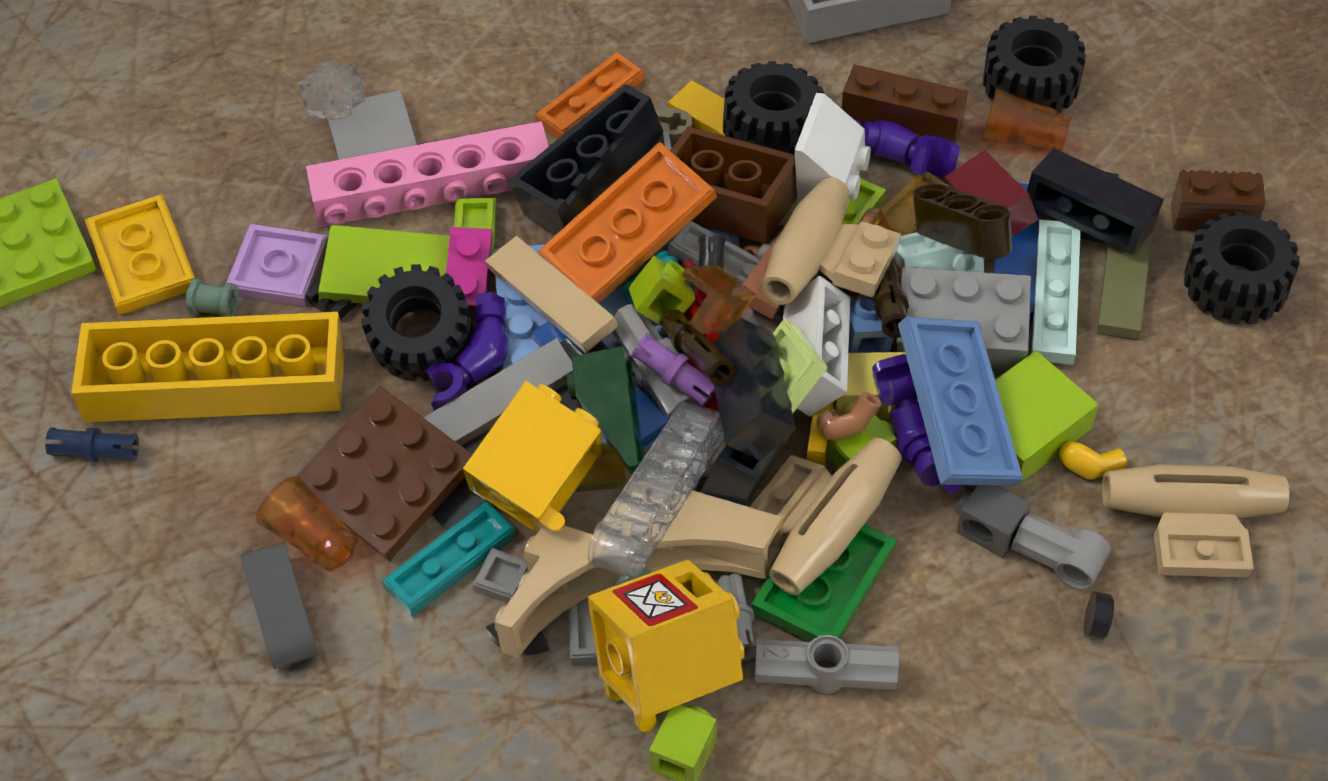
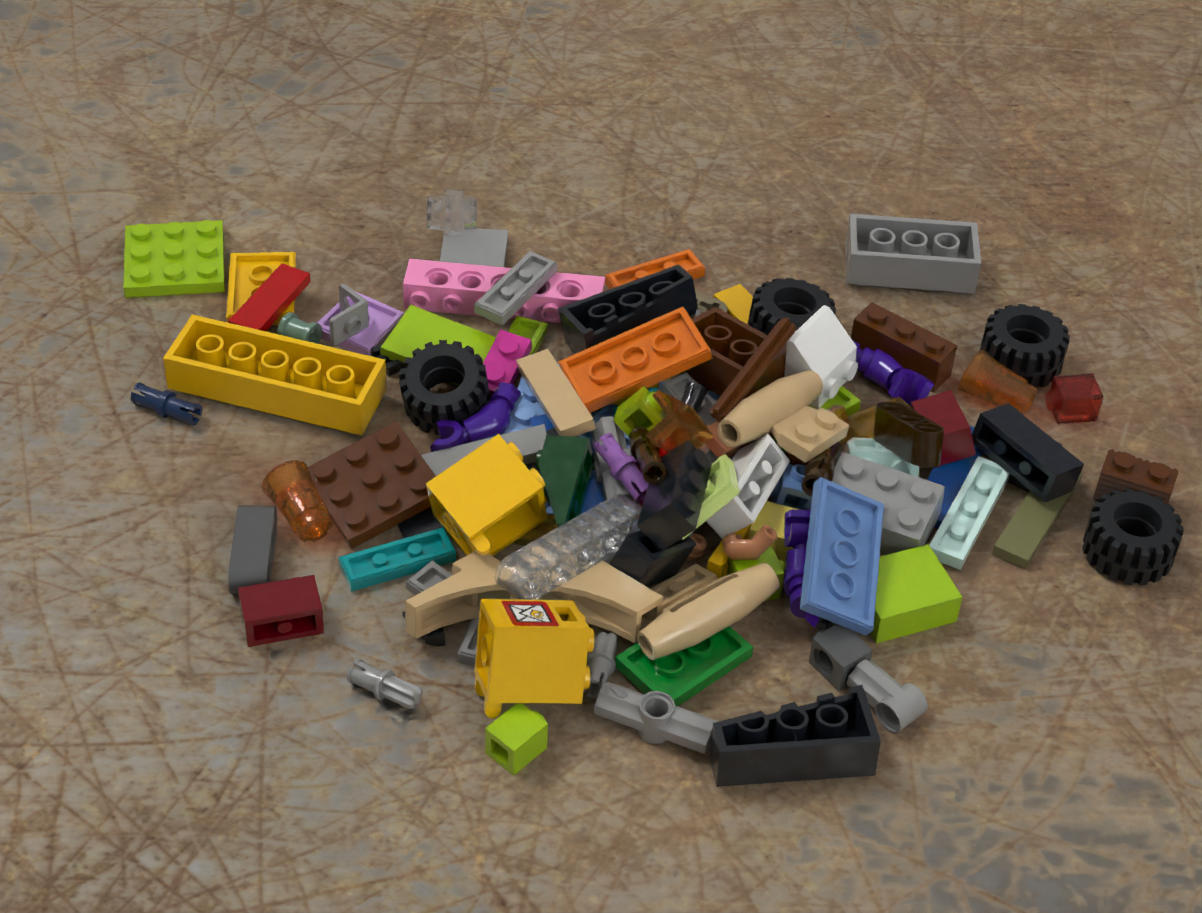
camera: 15 degrees right, 10 degrees down
(161, 269) = (272, 298): none -> red tile
(274, 264) = (351, 319): none -> light grey bracket
(345, 673) = (281, 610): none -> dark red brick
(447, 168) = (515, 288): none -> light grey tile
(505, 727) = (384, 684): none -> light grey axle
(771, 200) = (753, 369): none -> reddish brown axle
(997, 643) = (797, 743): none -> black wedge
(1088, 462) = (941, 644): yellow arm -> none
(1098, 615) = (895, 751): black tile -> none
(1111, 114) = (1074, 398): none -> clear red brick
(1198, 513) = (1014, 702): tan plate -> none

